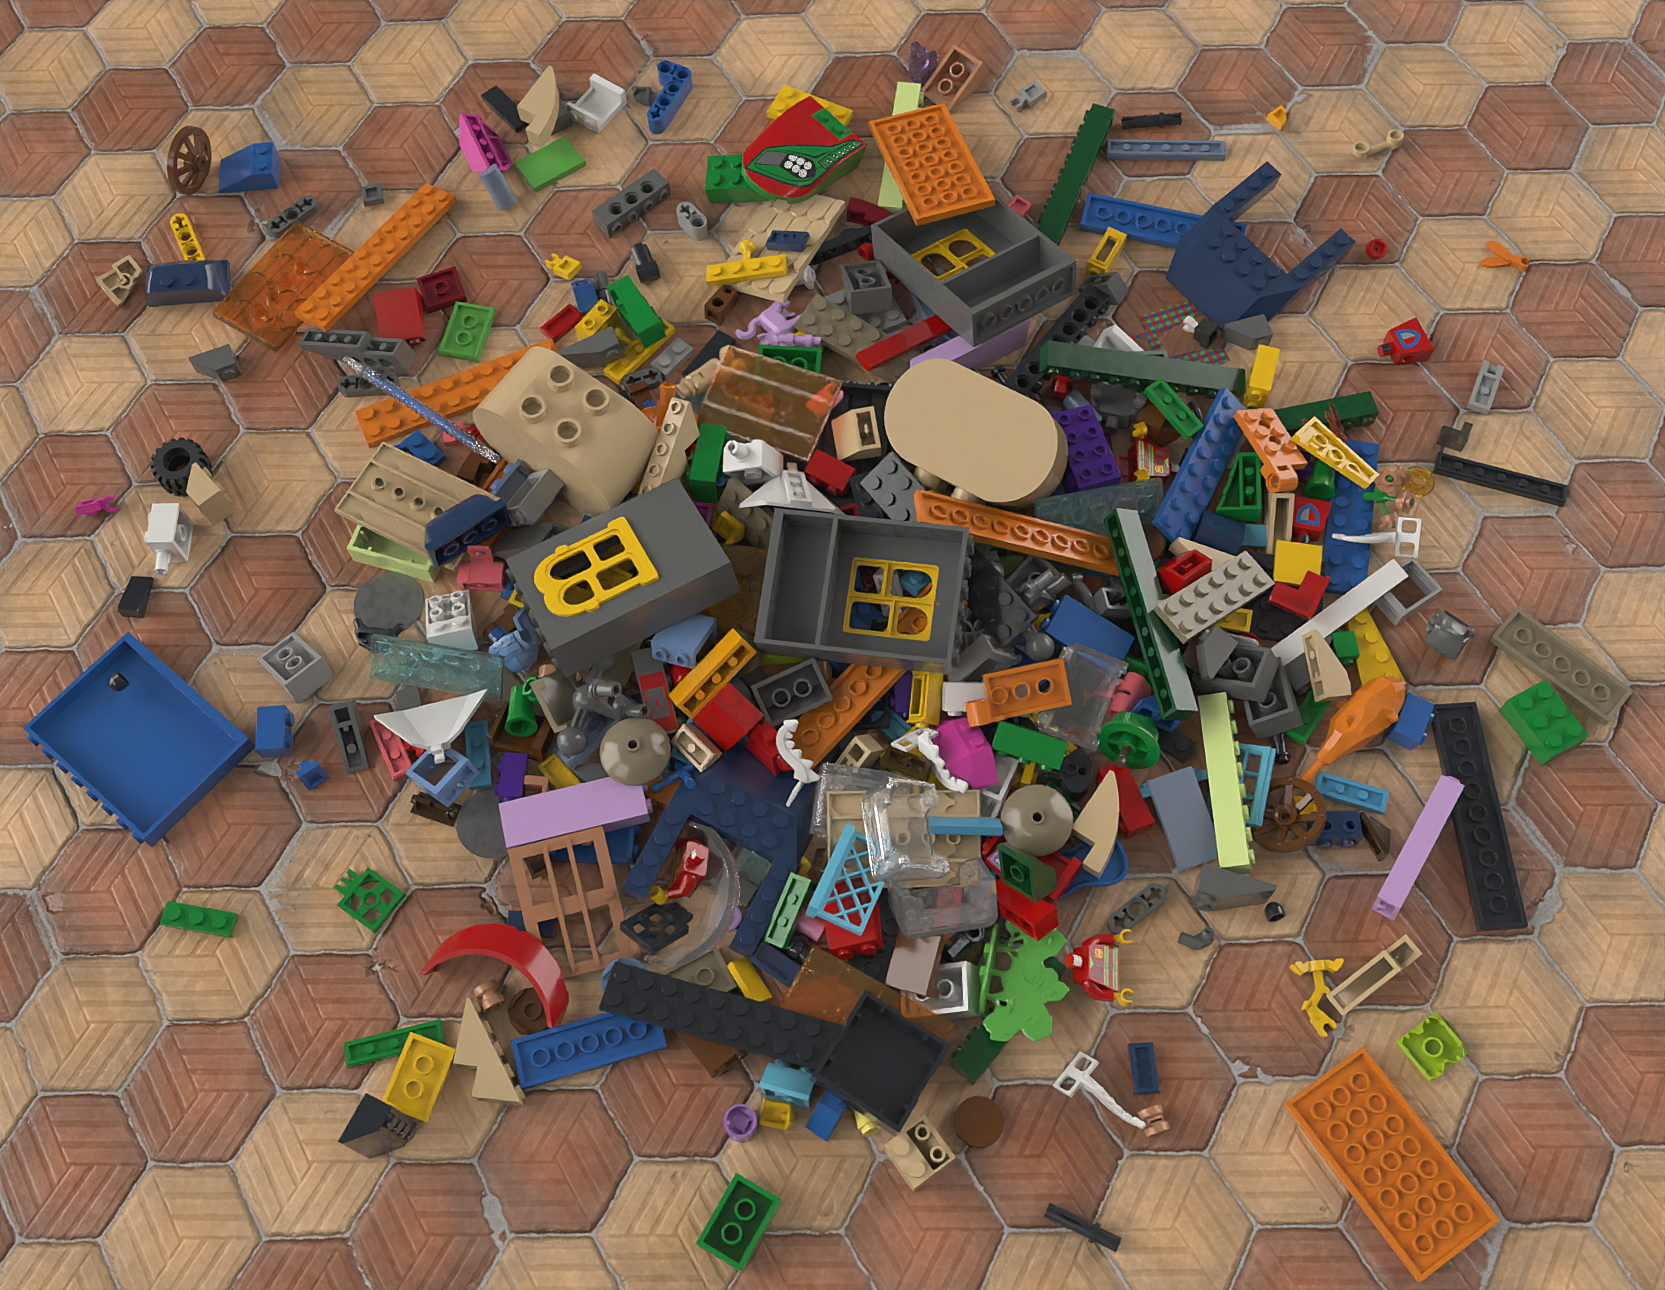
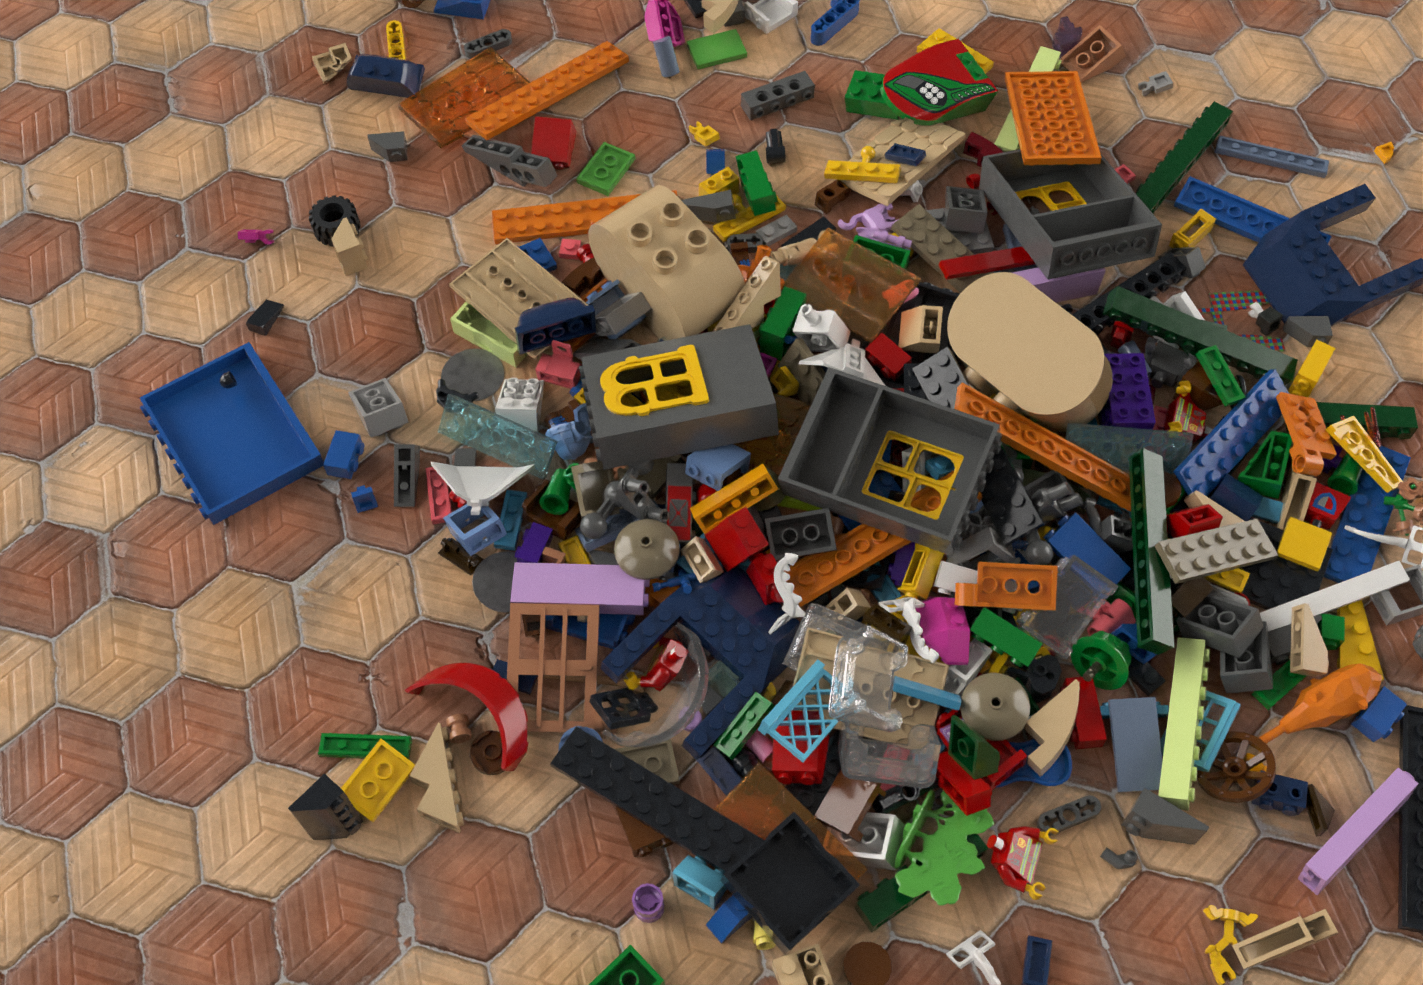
camera: 15 degrees right, 5 degrees down
(168, 535) = (306, 272): white brick -> none
(199, 919) = (233, 595): green plate -> none
(354, 888) = (371, 603): green piece -> none
(356, 380) = (503, 187): dark grey beam -> none
(372, 194) = (559, 40): dark grey plate -> none
(420, 408) = (549, 222): clear hose -> none
(441, 289) = (594, 129): dark red tile -> none
(561, 323) = (688, 180): red tile -> none
(582, 1047) = (527, 796): blue plate -> none
(602, 283) = (731, 160): dark grey axle -> none
(642, 95) = (812, 10): dark grey tile -> none
(692, 221) = (826, 121): light grey beam -> none
(749, 980) = (691, 778): yellow tile -> none
(777, 1114) = (683, 904): yellow plate -> none
(842, 244) = (952, 173): black beam -> none
(1152, 120) = (1264, 128): black pin -> none
(1213, 651) = (1202, 598): dark grey slope -> none
(1274, 912) = (1201, 854): black hinge -> none
(1282, 755) = (1245, 712): black pin -> none
(1301, 601) = (1299, 577): red panel -> none
(1351, 793) = (1305, 765): dark azure plate -> none

